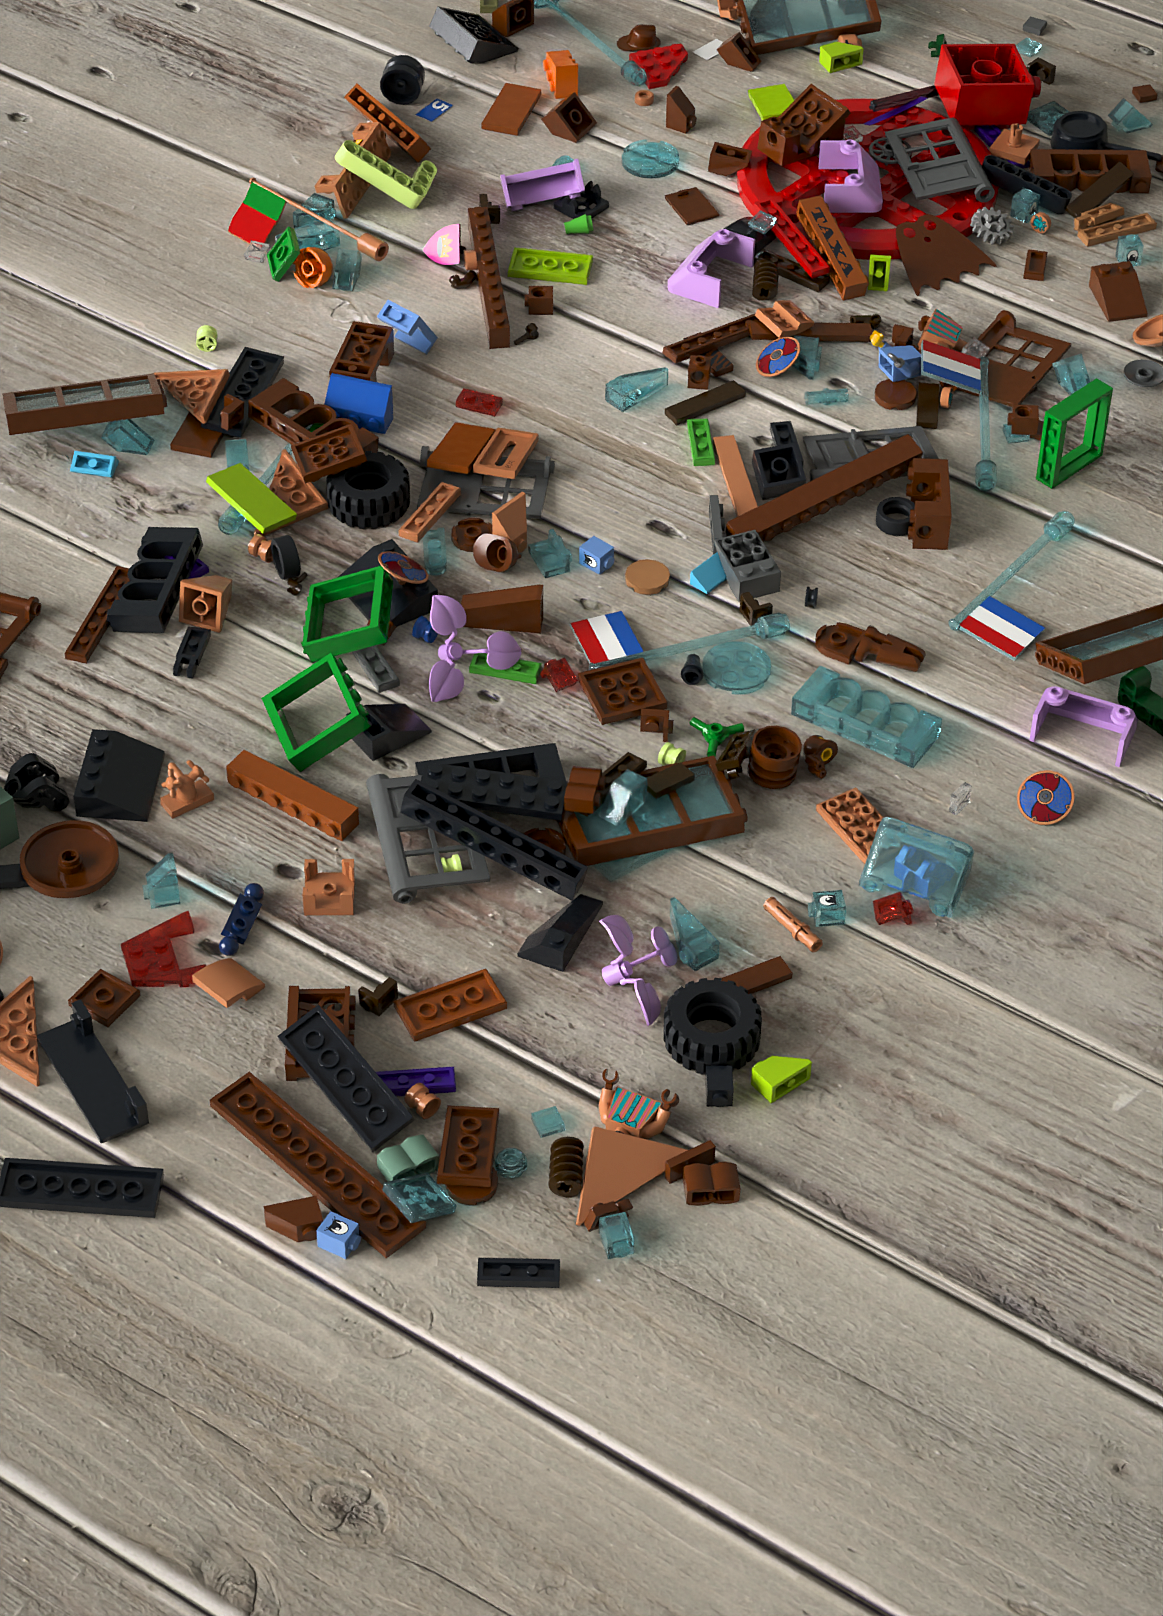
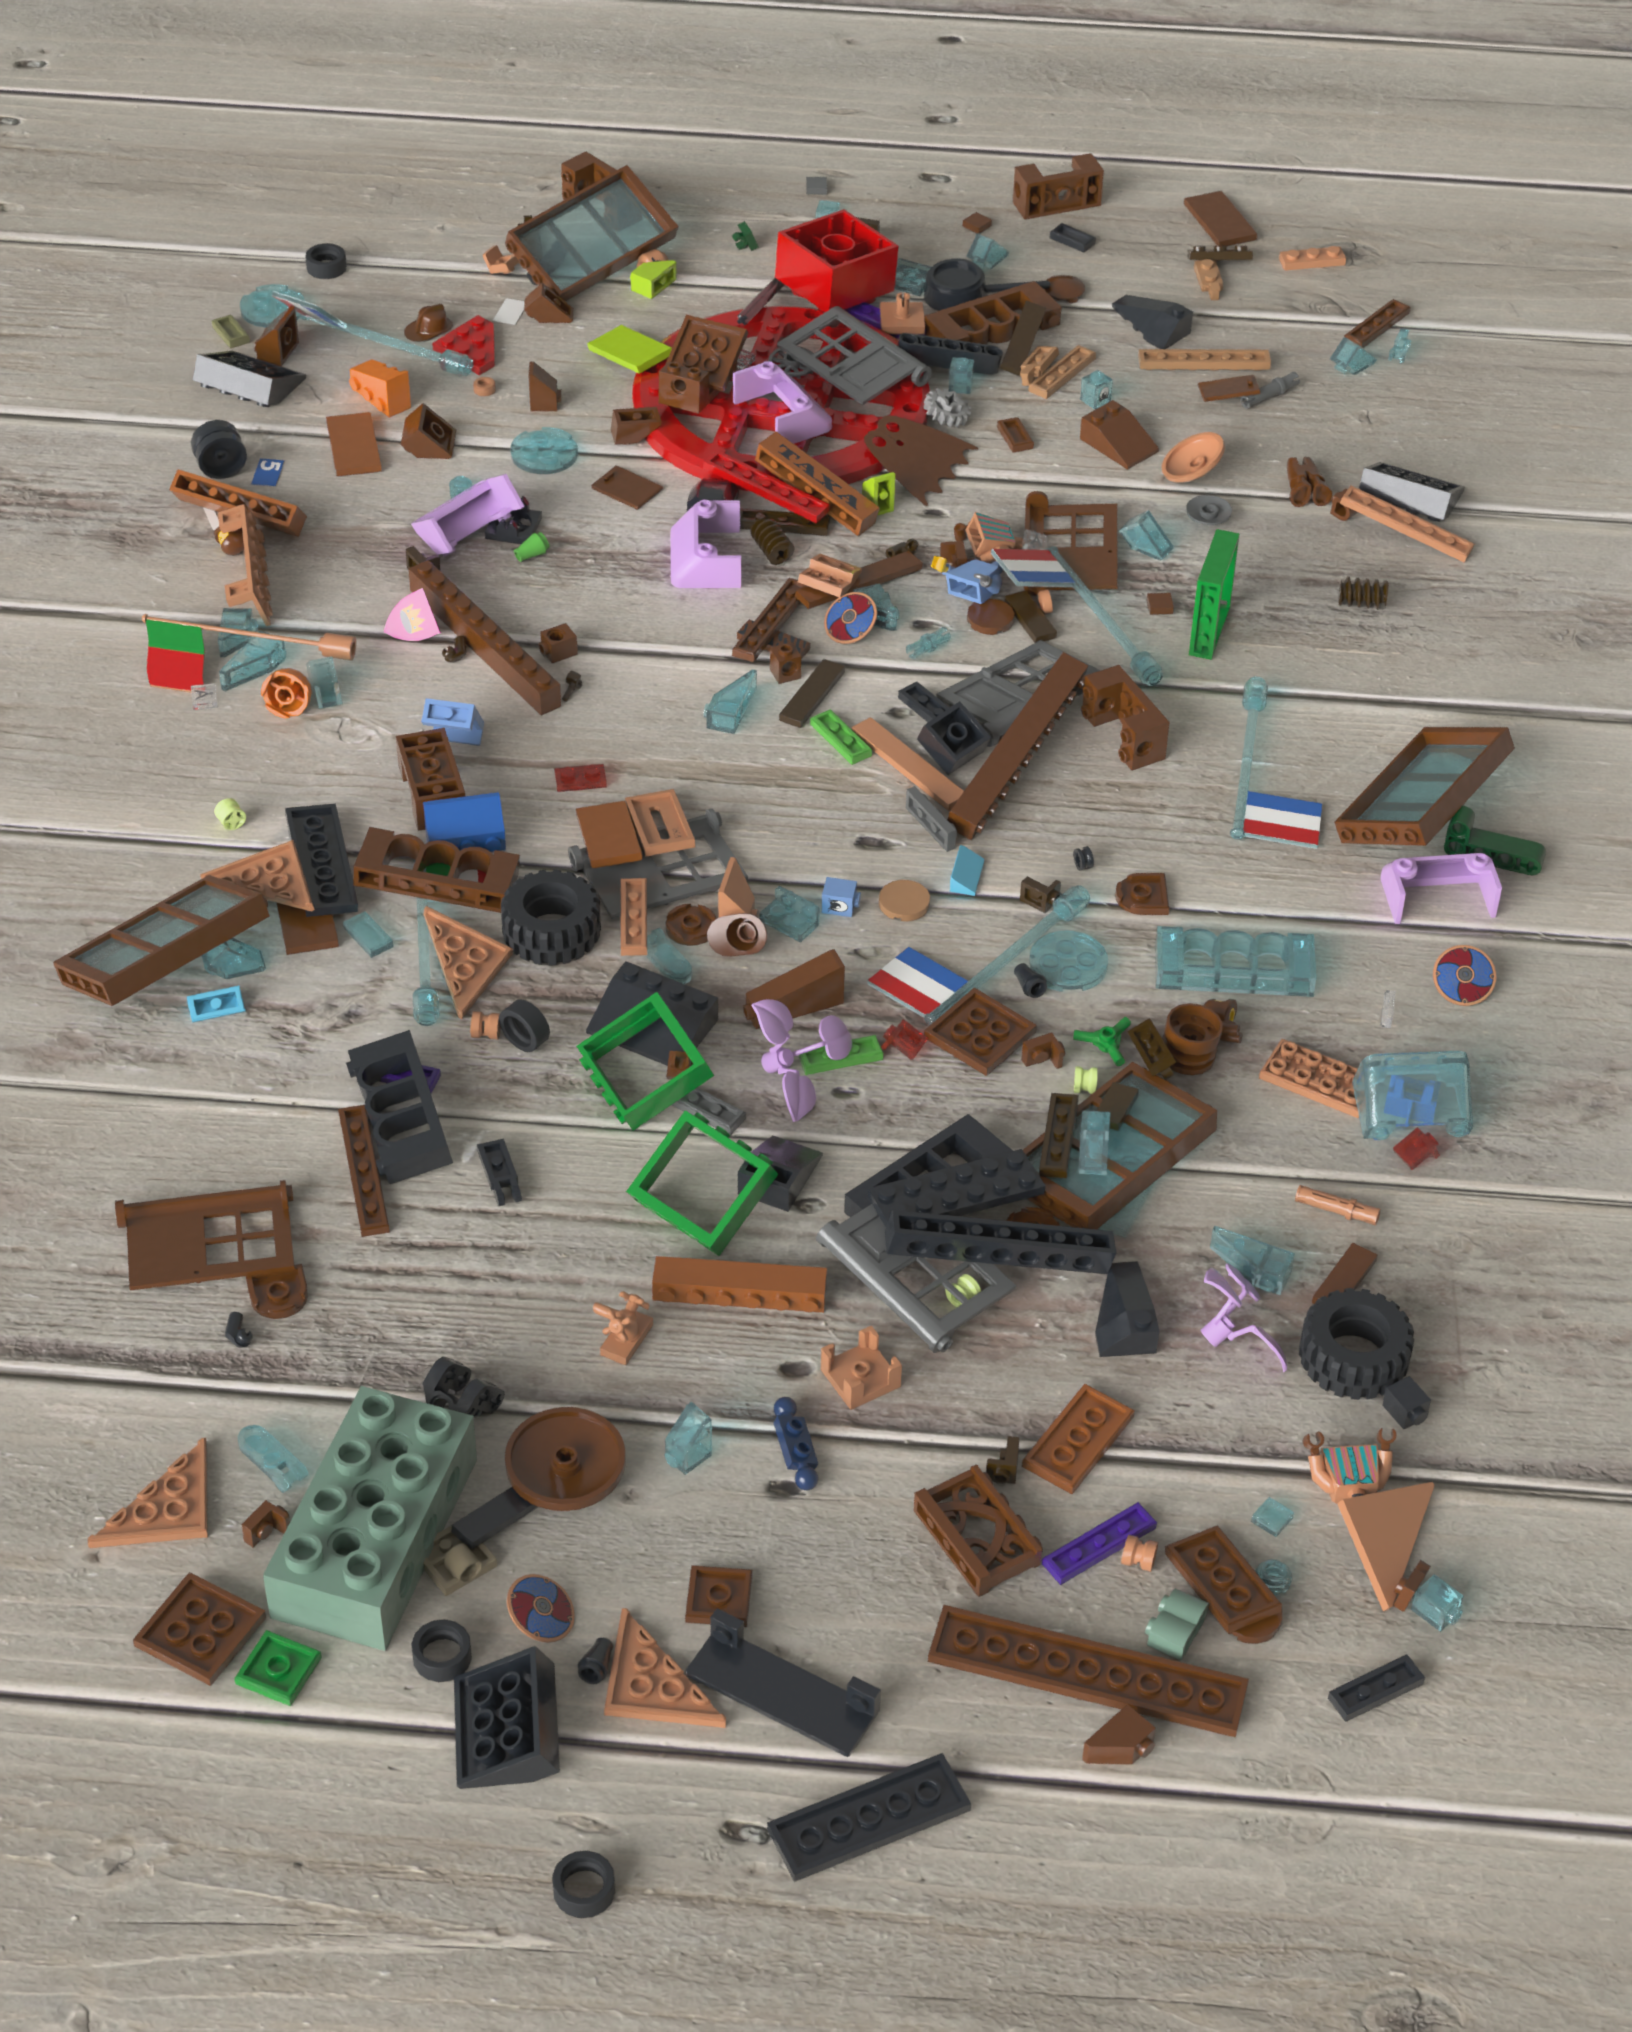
camera: 30 degrees left, 0 degrees up
(117, 777) = (536, 1346): black slope -> none
(152, 958) = (739, 1532): clear red wing -> none
(205, 601) = (478, 1110): nougat slope -> none
(227, 981) = (837, 1518): nougat slope -> none
(232, 412) = (338, 883): reddish brown bracket -> none
(251, 498) = (435, 974): lime tile -> none
(283, 254) = (244, 688): green tile -> none
(295, 586) = (551, 1054): dark brown hand -> none
(328, 453) = (493, 892): reddish brown plate -> none
(338, 1235) = (1175, 1736): medium blue brick -> none
(345, 1078) = (1055, 1565): black plate -> none
(385, 176) = (319, 567): yellowish green beam -> none
(403, 568) = (672, 988): shield -> none
(419, 1197) = (1221, 1656): clear light blue tile -> none
(423, 629) = (731, 1046): blue wheel -> none
(470, 260) = (451, 624): nougat beam -> none
(550, 266) = (534, 602): lime tile -> none
(566, 1167) = (1335, 1555): dark brown piece -> none
(584, 789) = (1053, 1150): reddish brown brick -> none
(700, 1154) = (1442, 1493): reddish brown tile -> none
(711, 1183) = (1479, 1506): reddish brown brick -> none
(748, 565) = (1000, 849): dark grey slope -> none
(762, 222) = (729, 480): clear light blue tile -> none
(779, 1076) = (1451, 1366): lime slope -> none
(827, 908) = (1359, 1173): clear light blue brick -> none
(889, 650) = (1201, 883): reddish brown piece -> none
(894, 505) = (1093, 754): black tyre -> none
(895, 111) = (763, 315): dark purple sticker -> none
(1013, 438) = (1135, 614): clear light blue tile -> none
(1024, 419) = (1142, 597): reddish brown brick -> none
(1040, 222) = (988, 388): tile -> none

